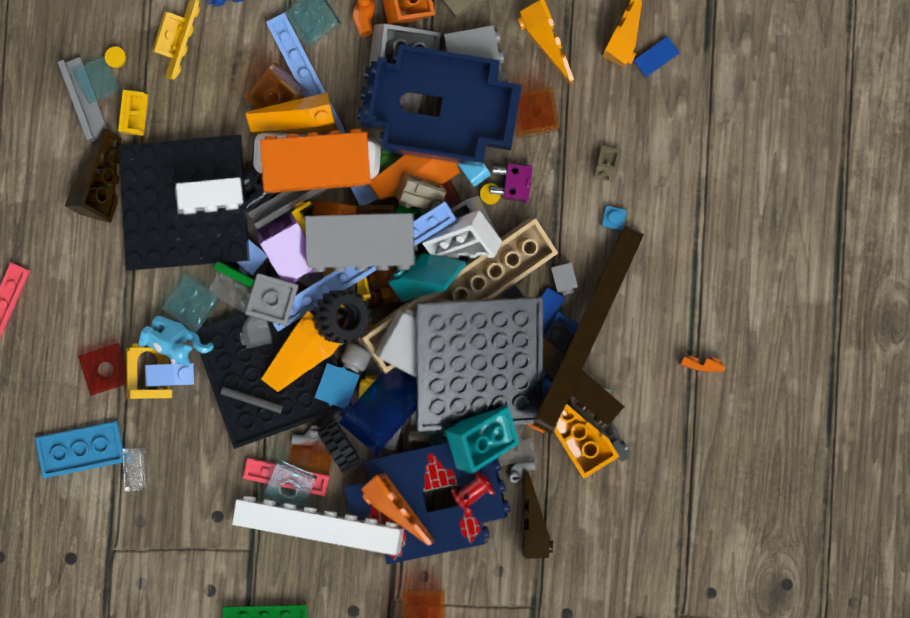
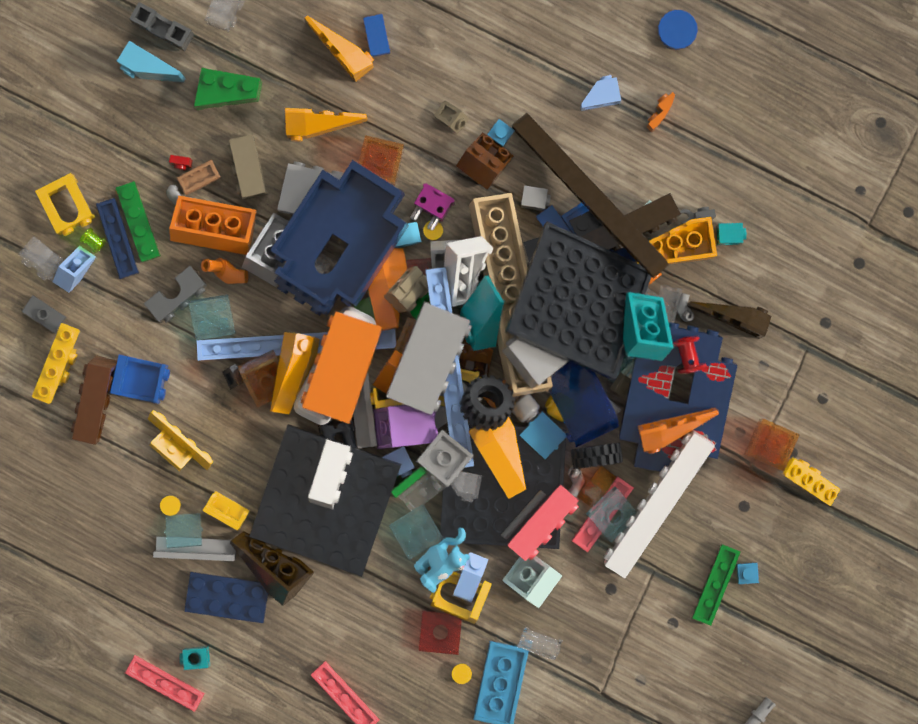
camera: 65 degrees left, 0 degrees up
(50, 149) = (226, 597): none -> dark blue plate
(74, 407) = (461, 673): none -> yellow tile
(194, 435) = (532, 579): none -> light aqua slope
(252, 422) = (543, 522): none -> coral brick
(264, 62) = (233, 377): none -> black tile
(579, 214) = (484, 160): none -> reddish brown slope
(612, 484) = (730, 233): none -> teal brick
(694, 300) = (603, 94): none -> light blue slope
(790, 346) = (677, 29): none -> blue tile

